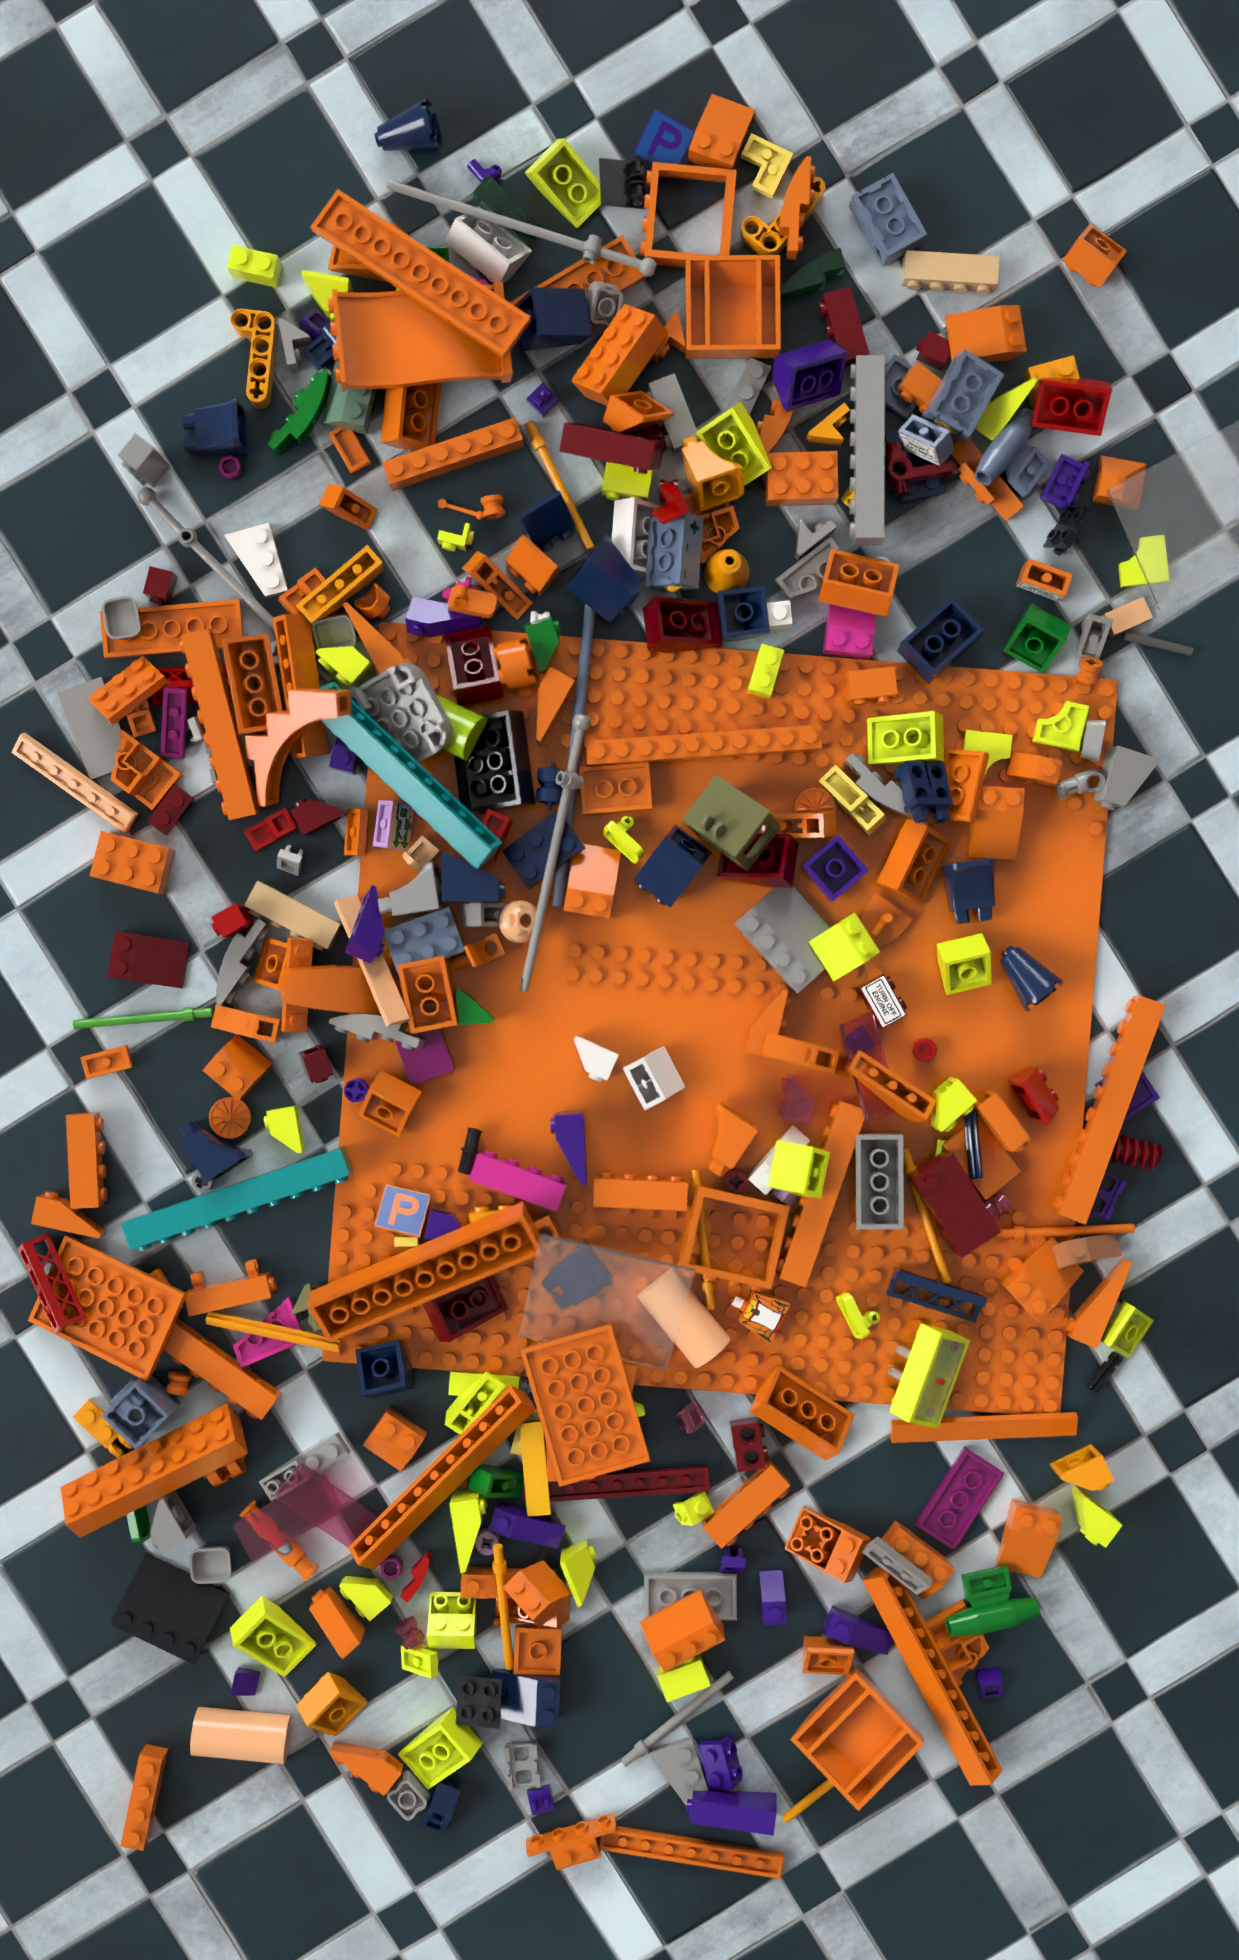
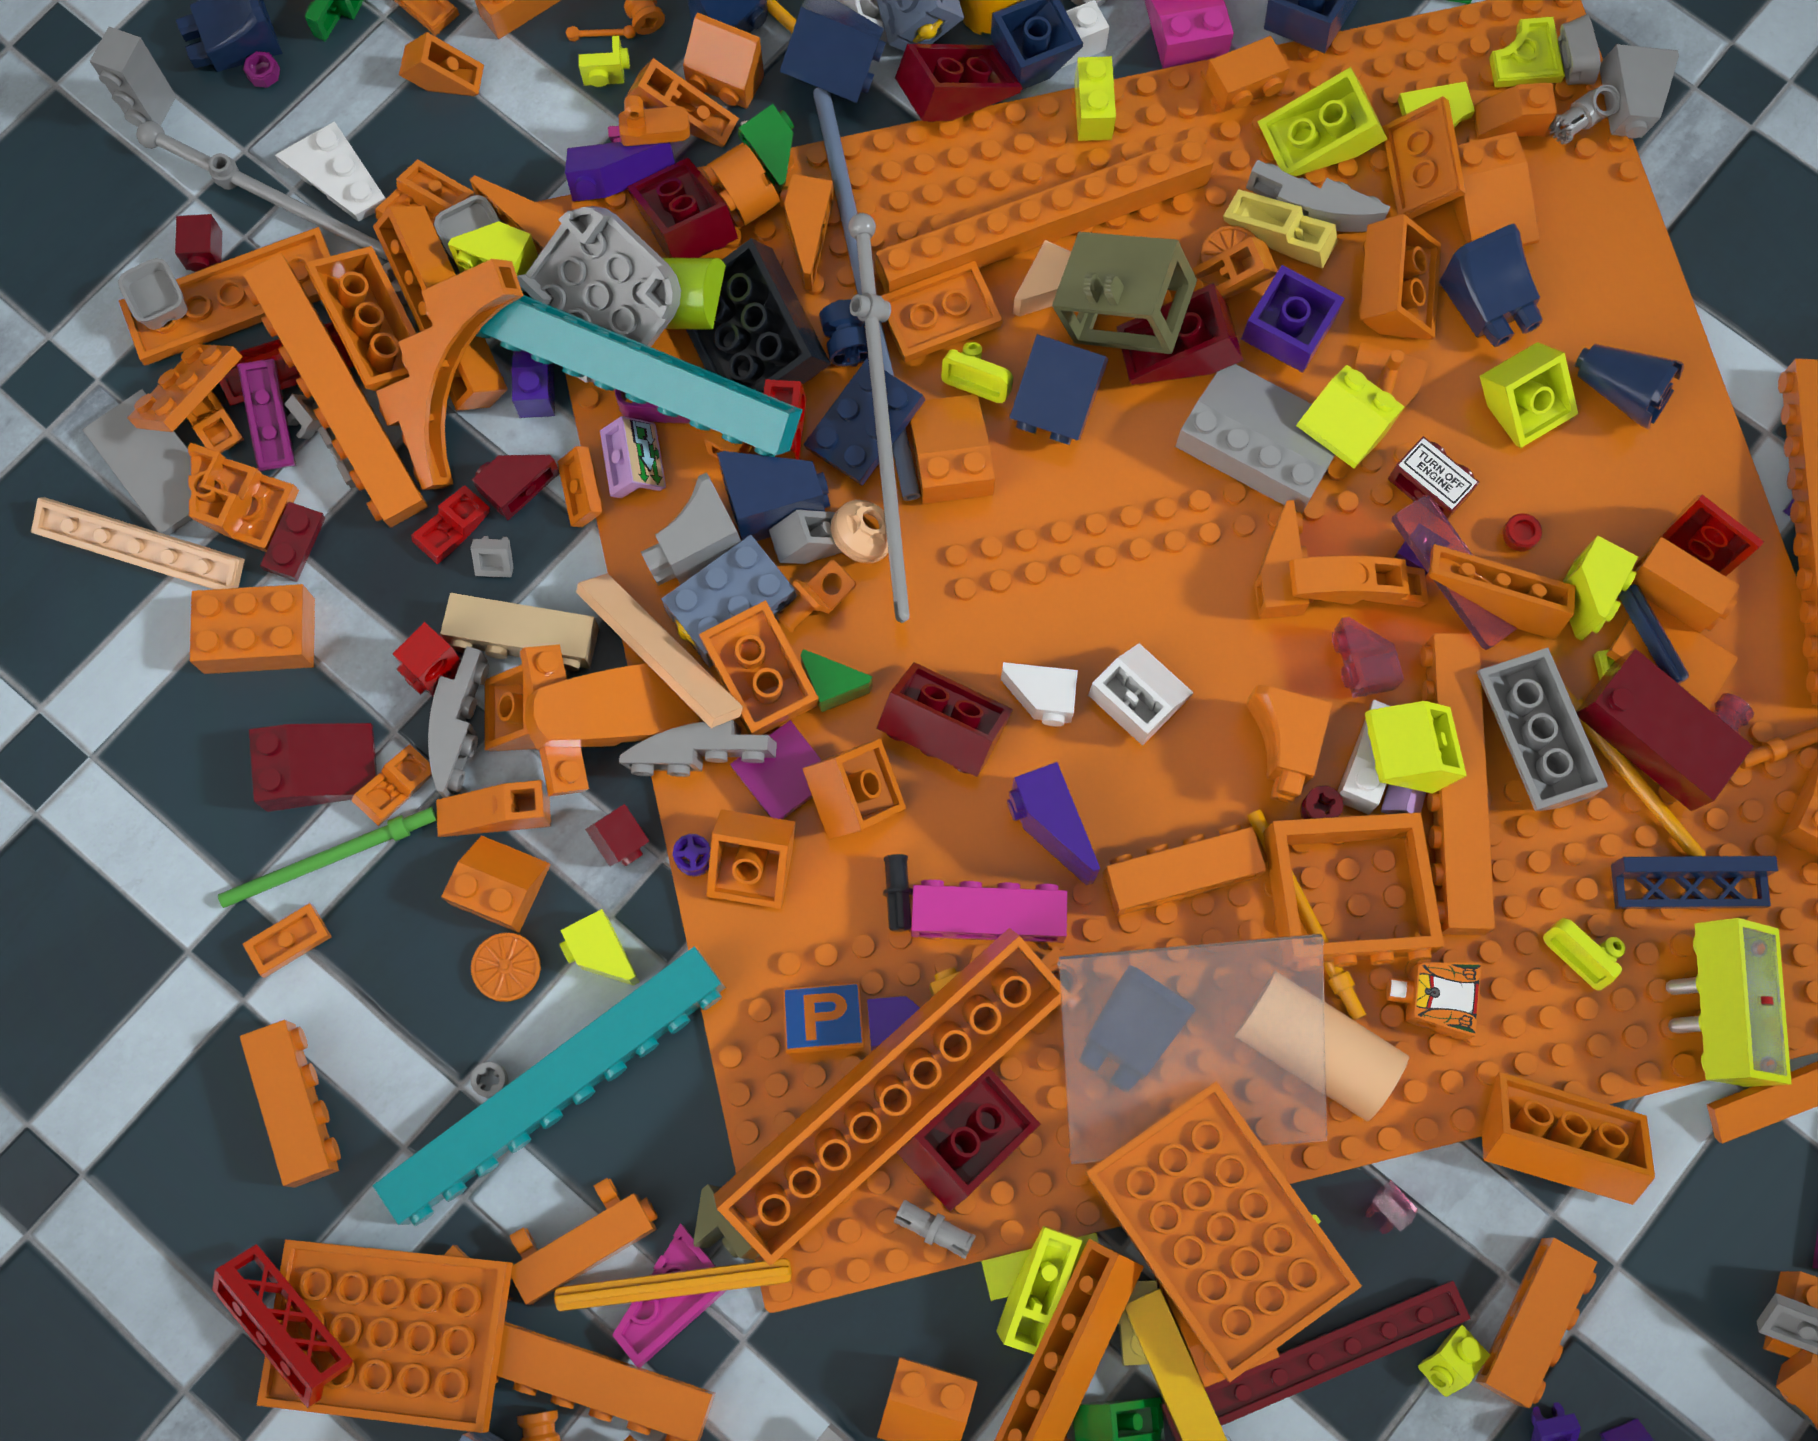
camera: 15 degrees left, 15 degrees down
(55, 1213) = (267, 1207): orange slope -> none
(192, 987) = (393, 785): none -> orange slope
(210, 1153) = (495, 1026): dark blue hips -> none
(342, 584) = (467, 152): light orange slope -> none
(368, 929) = (639, 604): dark purple slope -> none
(374, 603) = (517, 173): orange piece -> none
(384, 1369) = (874, 1289): dark blue slope -> none
(405, 1240) = (842, 1061): light yellow tile -> none
(420, 853) = (681, 484): light nougat tile -> none
(428, 1348) = (934, 1229): none -> light grey pin
(462, 1083) = (854, 789): none -> orange slope
(531, 1055) = (943, 719): none -> dark red slope
(689, 788) = (1042, 280): none -> light nougat slope
(743, 1445) = (1492, 1226): dark red brick -> none
(827, 1544) = (1692, 1346): orange slope -> none
(925, 790) = (1378, 174): dark blue hips -> none

